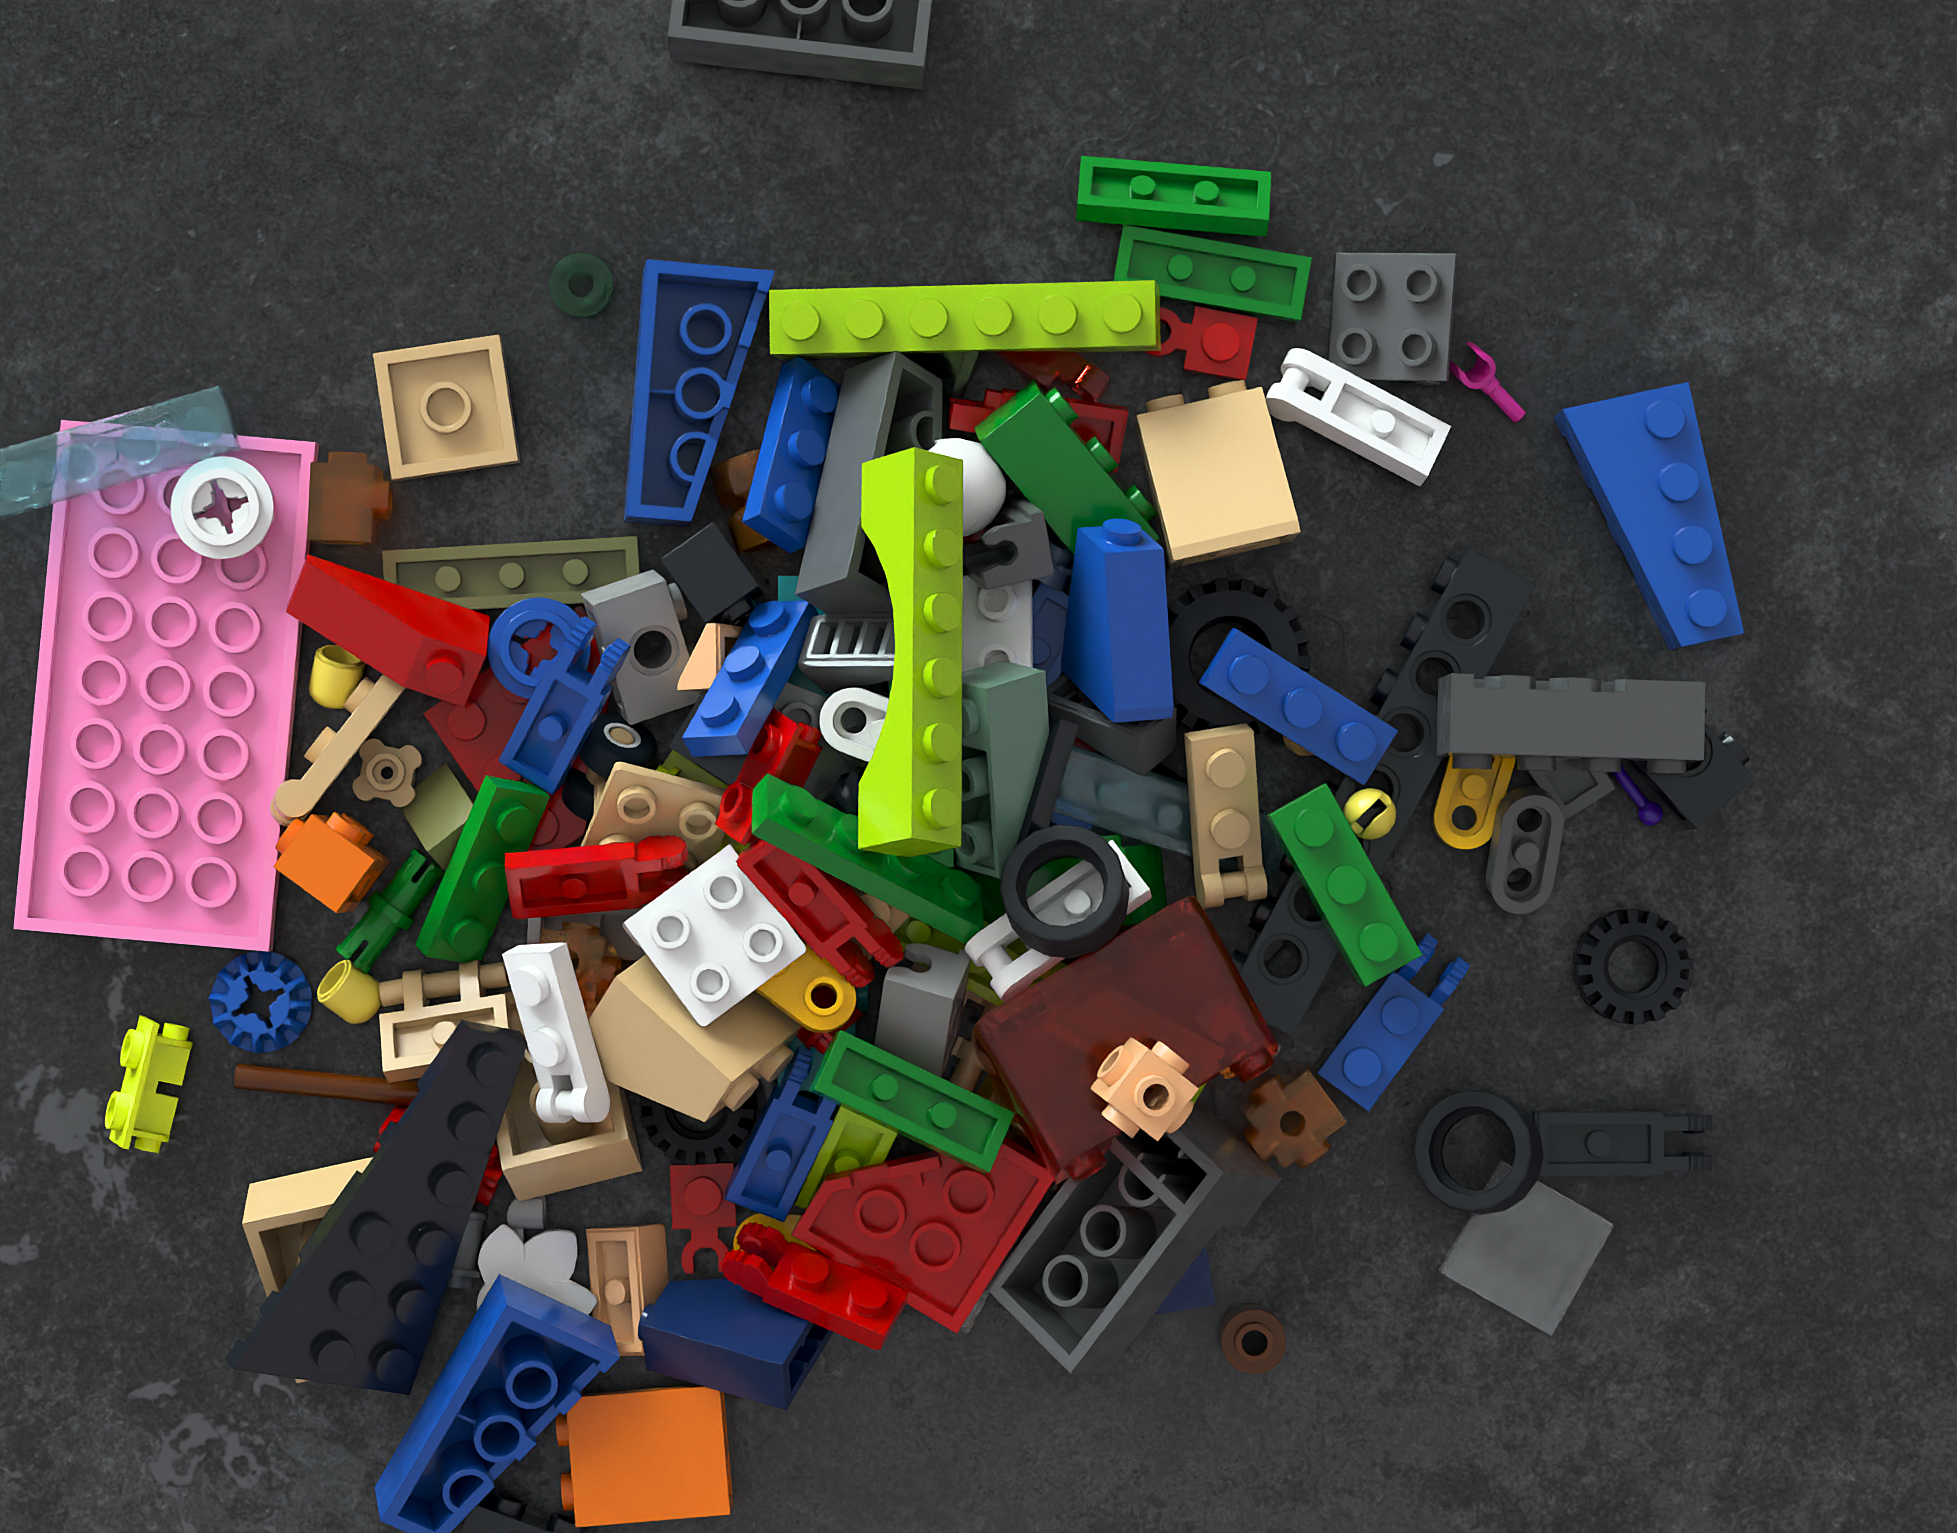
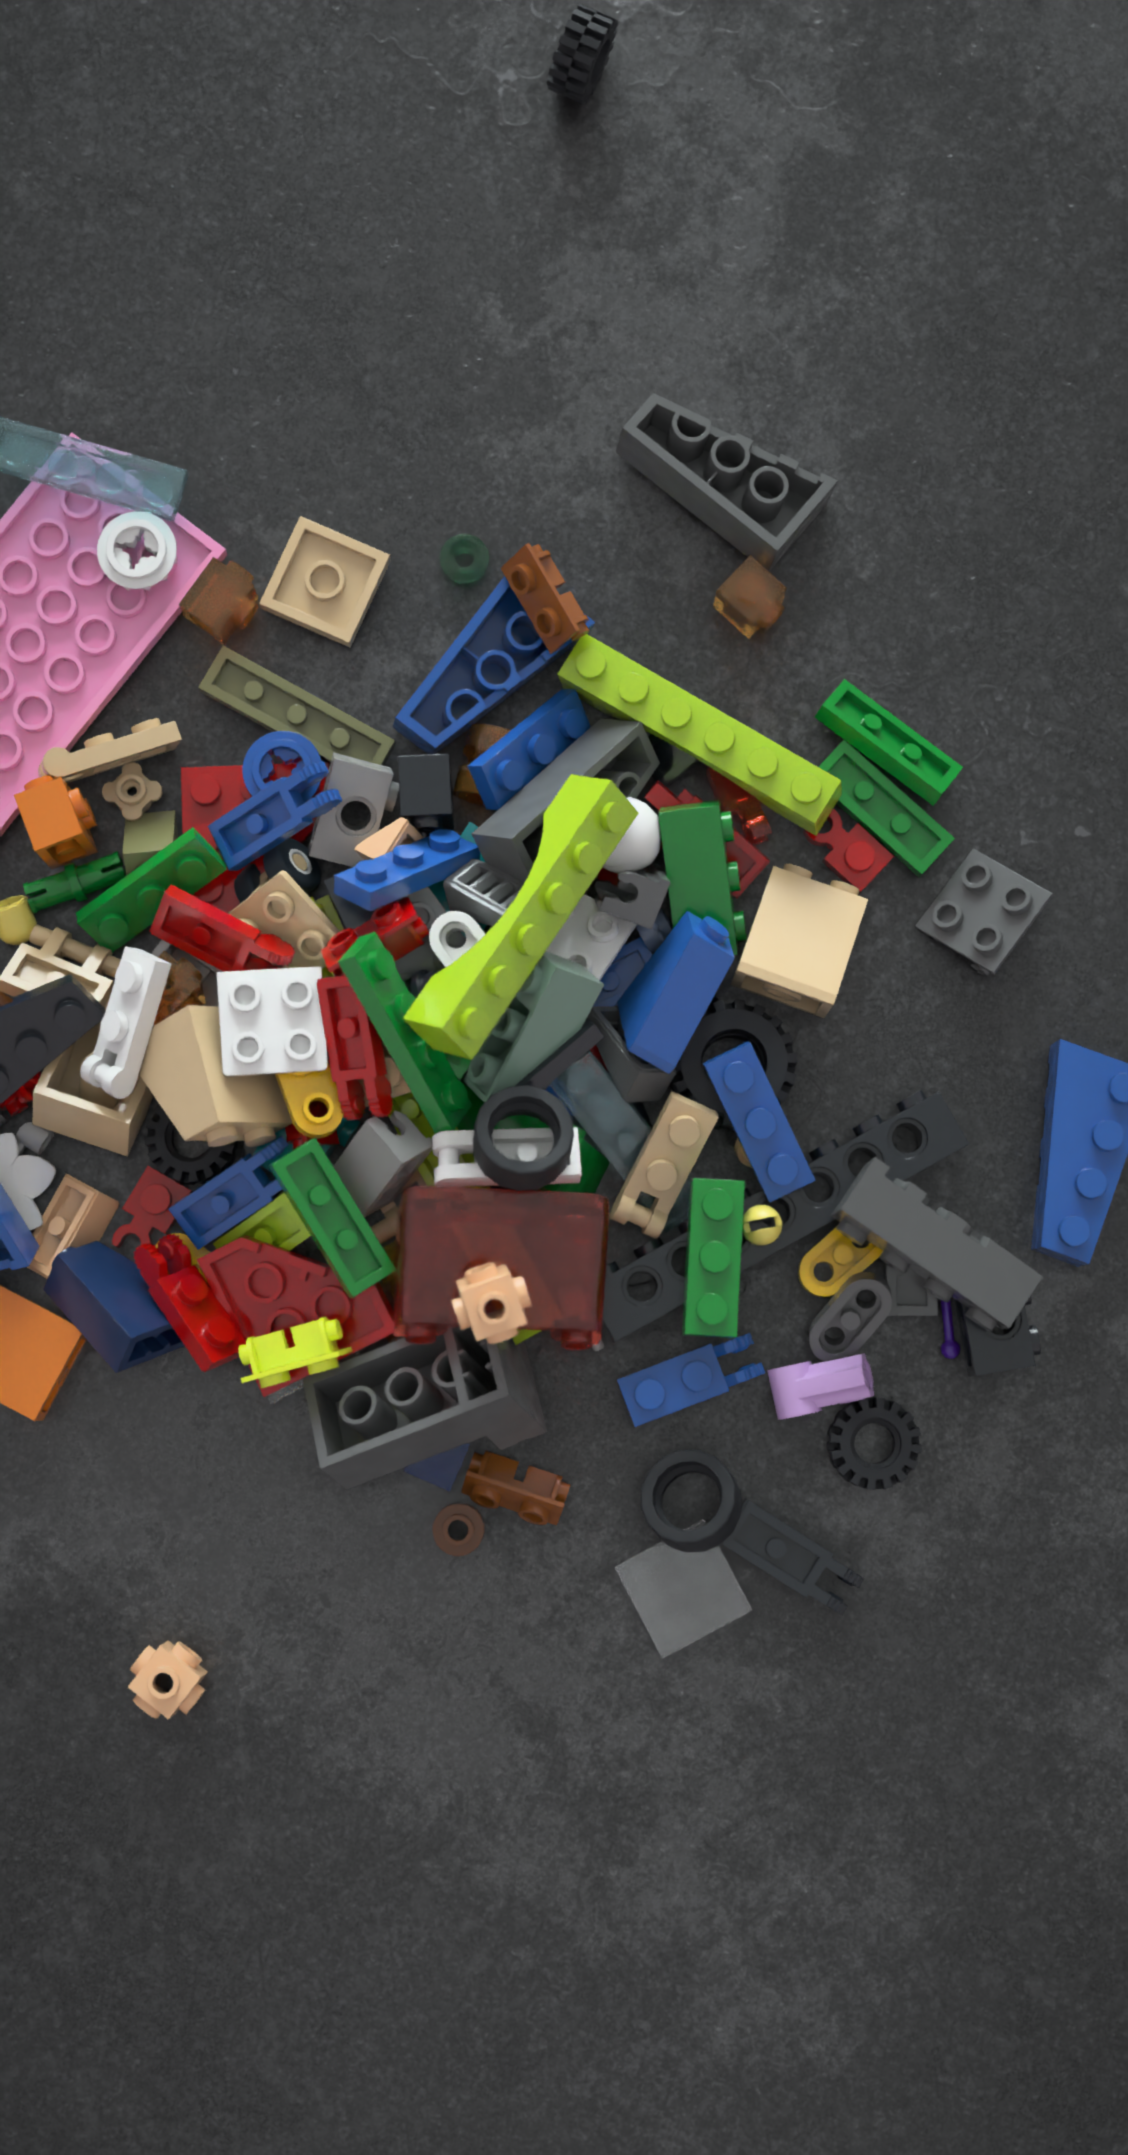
camera: 30 degrees right, 5 degrees down
(334, 676) = (139, 706): light yellow piece -> none
(394, 629) = (196, 697): red slope -> none
(680, 270) = (535, 581): none -> dark orange hinge
(924, 132) = (751, 598): none -> clear orange brick
(947, 1290) = (313, 1347): none -> neon yellow hinge
(1262, 1267) = (492, 1485): none -> dark orange hinge
(1316, 1119) = (599, 1392): clear orange brick -> none
(1357, 415) = (919, 960): white plate -> none
(1483, 377) = (1020, 989): dark pink hand -> none
(1525, 953) = (808, 1386): none -> lavender piece

